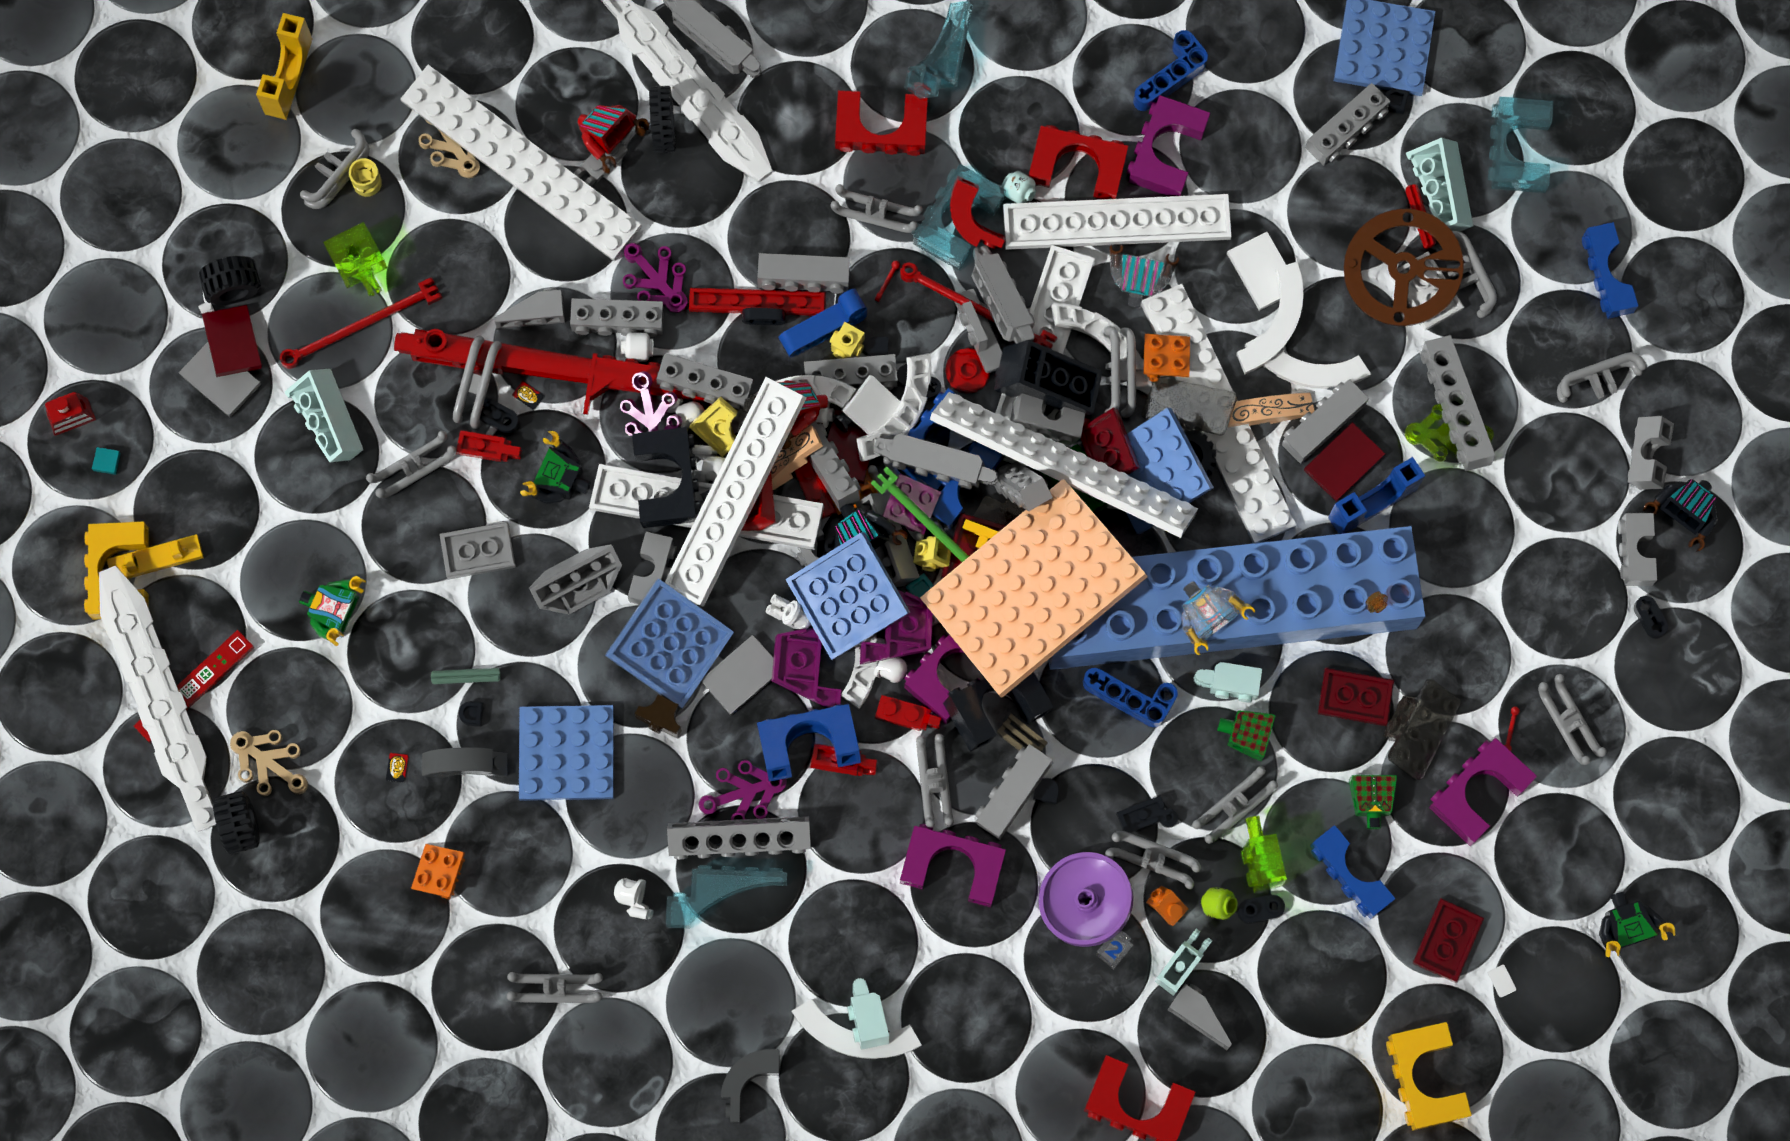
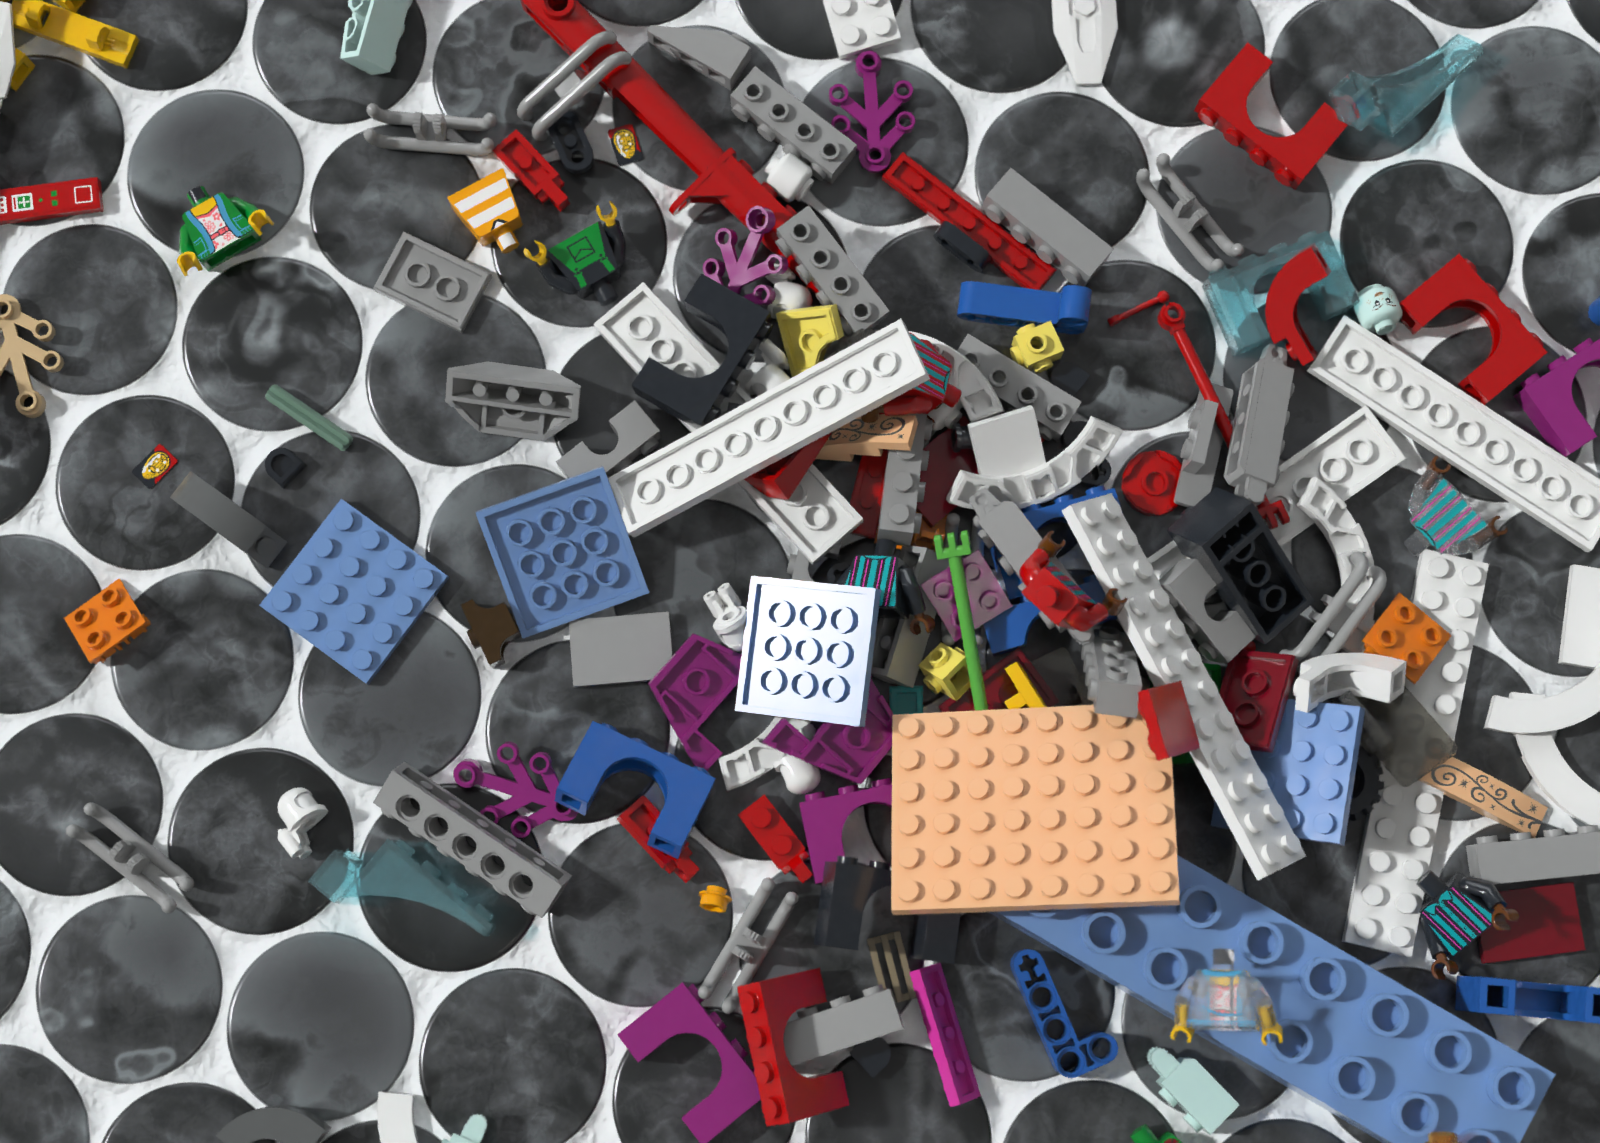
camera: 35 degrees right, 5 degrees up
(480, 487) = (489, 211): none -> light orange torso
(897, 771) = (714, 899): none -> light orange plate
(961, 463) = (1058, 595): none -> red torso
(1012, 838) = (782, 1090): none -> red arch
(1070, 486) = (1168, 720): none -> red tile
(1077, 750) = (945, 1034): none -> dark pink plate
(1154, 392) = (1337, 673): none -> white arch
(1303, 483) = (1458, 915): none -> torso

